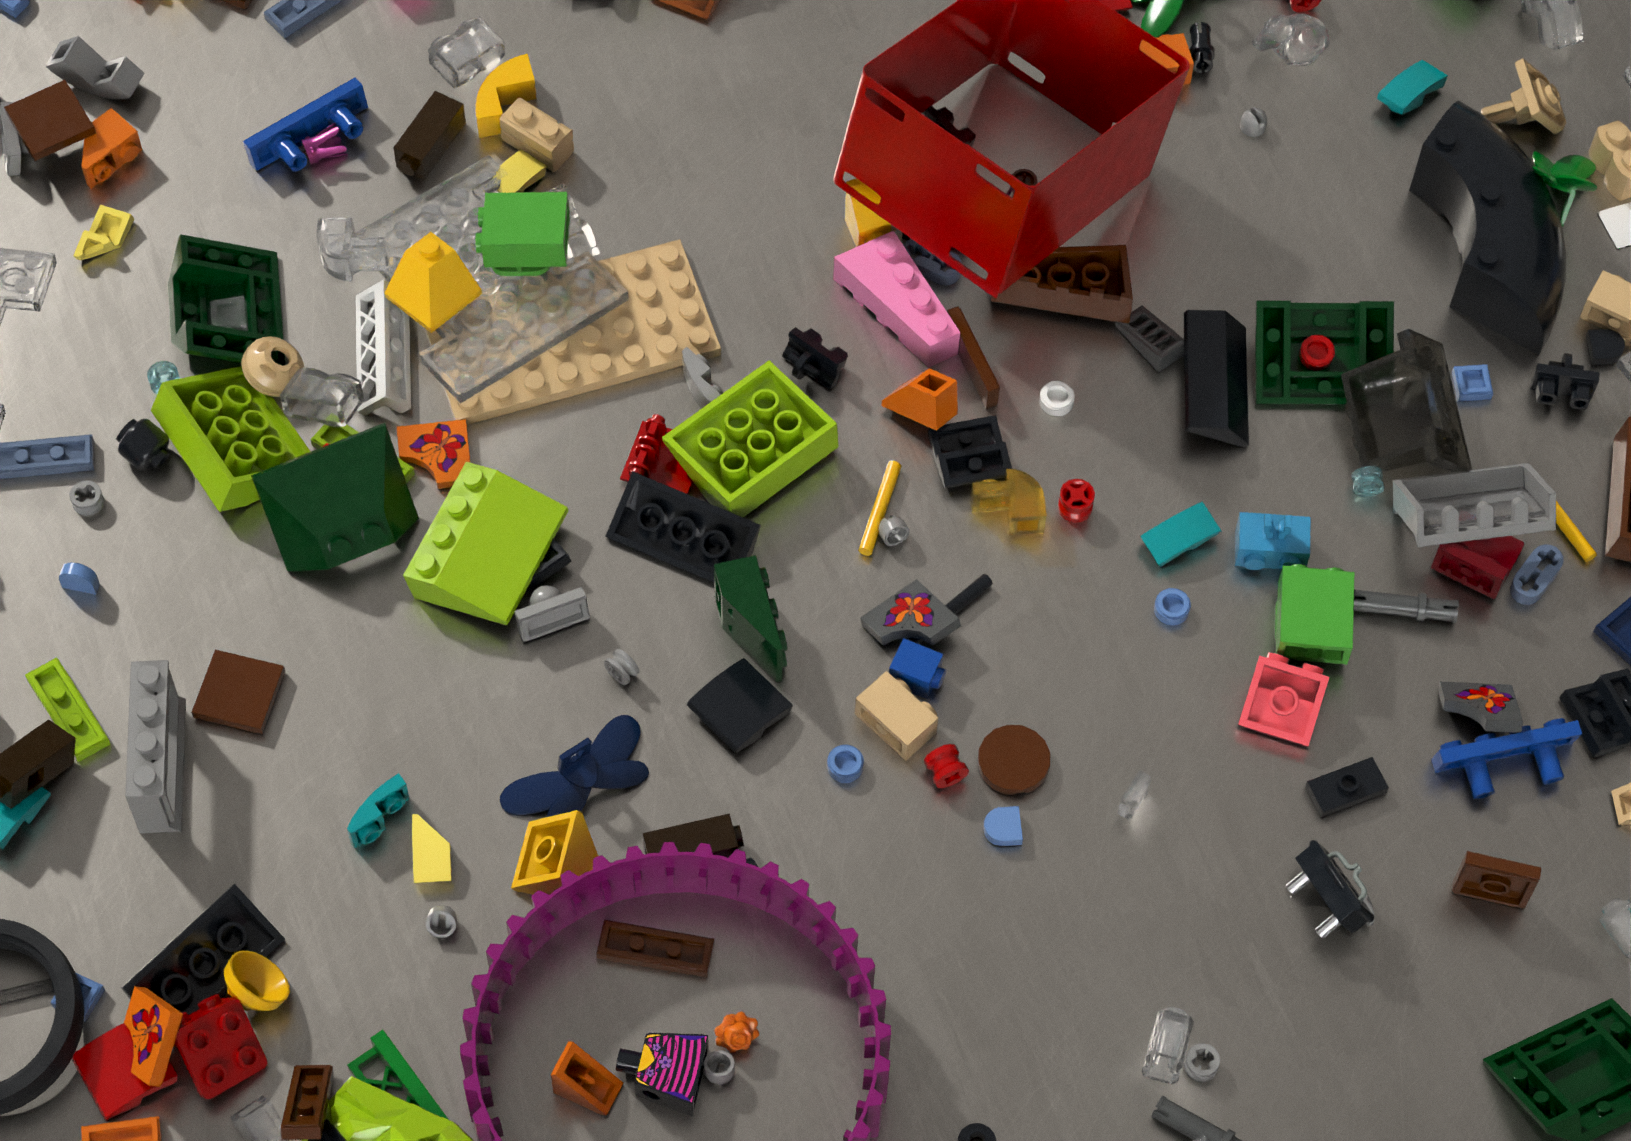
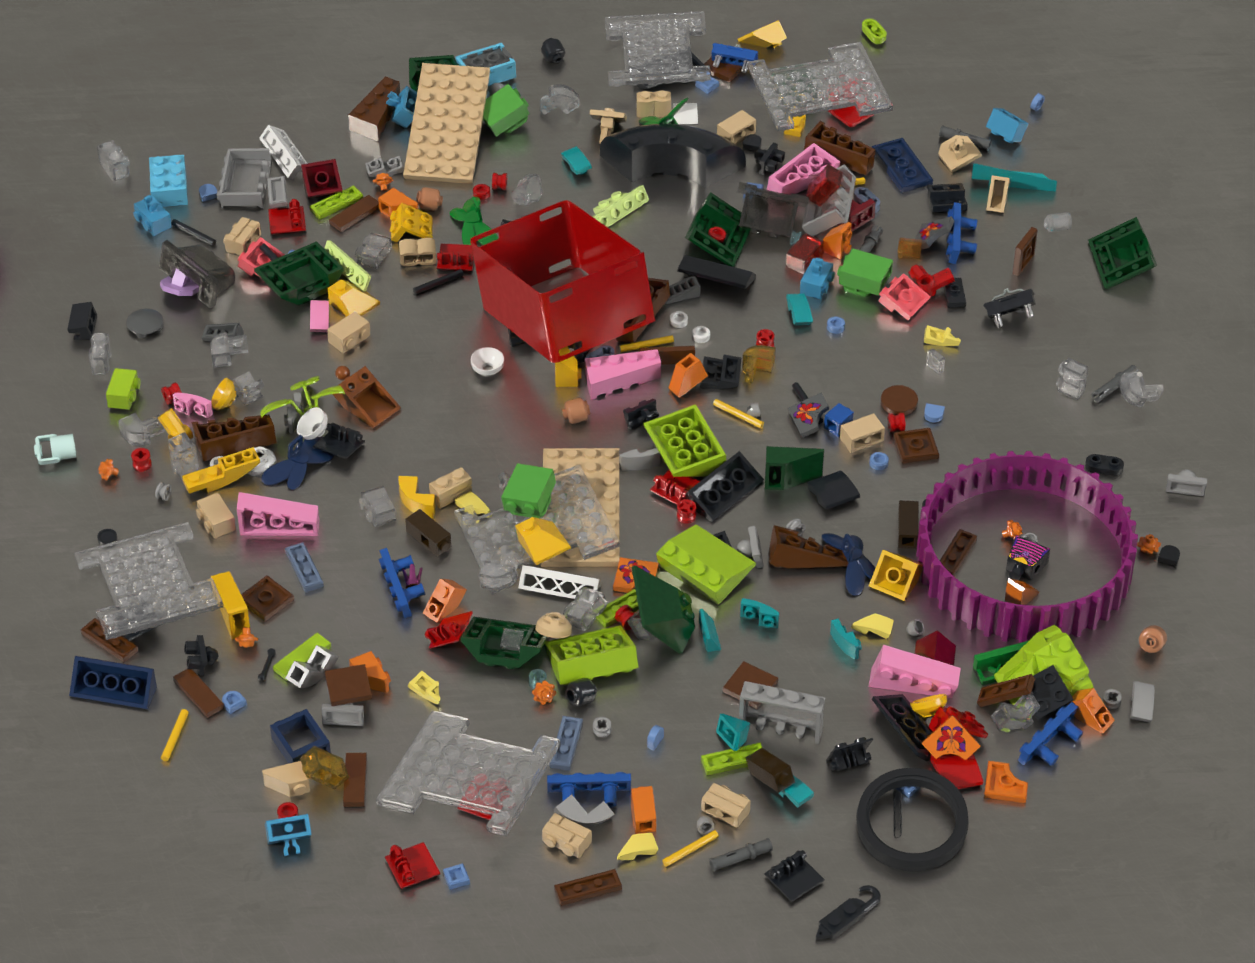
camera: 70 degrees left, 15 degrees down
(103, 879) = (856, 752): none -> black hinge
(105, 693) = (732, 731): none -> teal slope
(112, 45) = (301, 653): none -> lime tile
(124, 14) = (271, 652): none -> black hinge
(130, 393) = (544, 692): none -> orange plant
(212, 224) = (449, 630): none -> red hinge
(290, 199) = (444, 599): none -> orange slope
(316, 943) = (913, 673): none -> bright pink wedge
(337, 595) = (708, 632): none -> teal slope
(384, 972) = (936, 647): none -> dark red slope
(397, 663) = (755, 610): none -> teal slope
(565, 684) = (796, 552): none -> reddish brown wedge
(605, 479) = (686, 511): none -> red wheel
(780, 259) = (576, 410): none -> nougat head
(836, 92) = (487, 357): none -> white piece
(908, 816) = (916, 445): none -> reddish brown tile
(998, 322) = (647, 343): none -> yellow bar
(1080, 354) = (678, 319): none -> white tile
(1212, 788) = (940, 337): none -> light yellow slope
(1320, 182) = (619, 205): none -> yellowish green bracket
(1333, 504) = (803, 252): none -> clear red brick
(1339, 732) = (928, 282): none -> red piece
(1382, 551) = (838, 241): none -> orange slope
(1426, 675) = (909, 248): none -> clear orange tile
(1499, 479) = (824, 185): none -> clear red brick
(1560, 448) = (801, 170): none -> bright pink wedge

